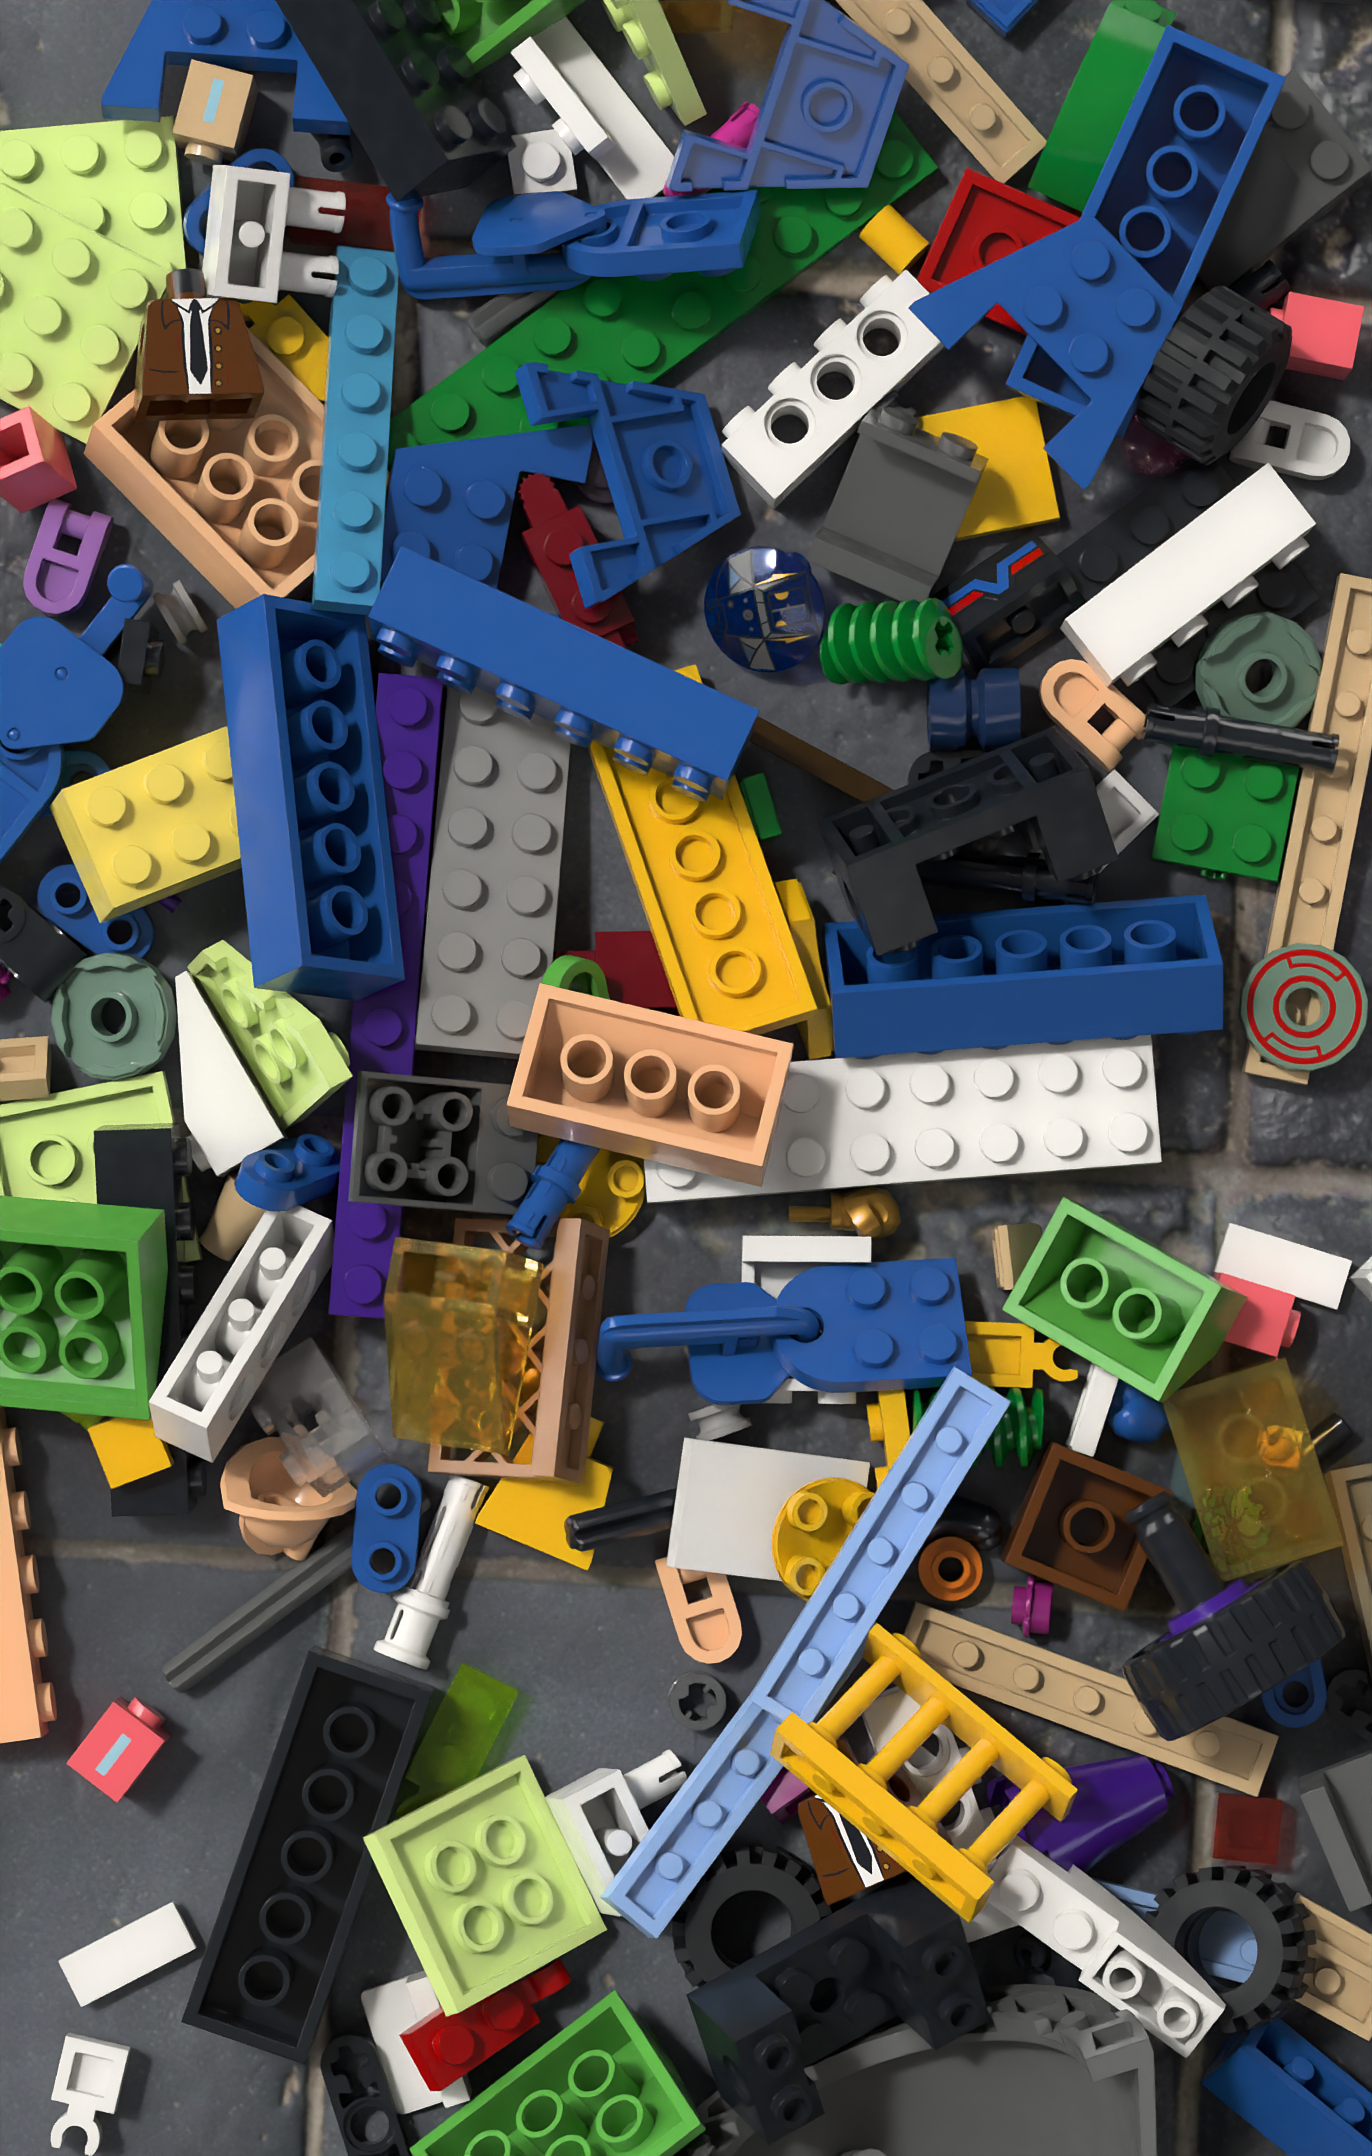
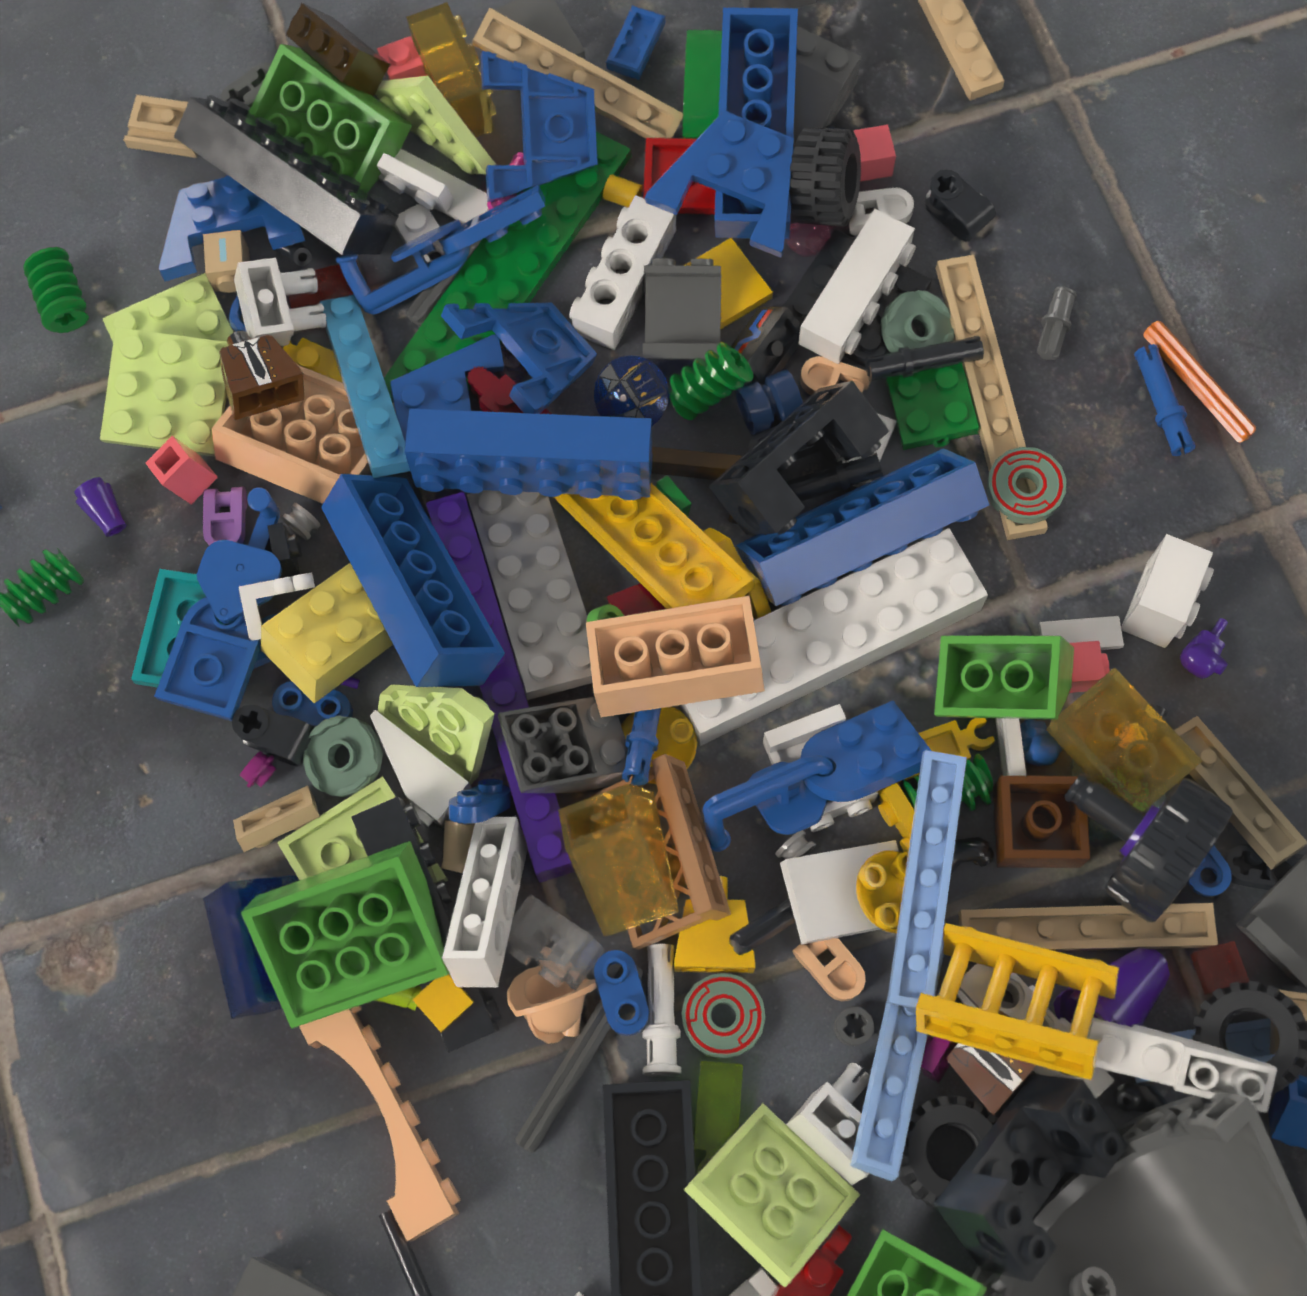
camera: 15 degrees left, 15 degrees down
(113, 732) = (250, 594): none -> white piece
(120, 1746) = (507, 1201): coral brick -> none
(508, 1649) = (731, 991): none -> sand green tile
(865, 1210) = (822, 697): pearl gold piece -> none
(929, 1565) = (963, 894): orange plate -> none
(1012, 1251) = (923, 686): tan slope -> none
(1032, 1606) = (1030, 886): magenta plate -> none

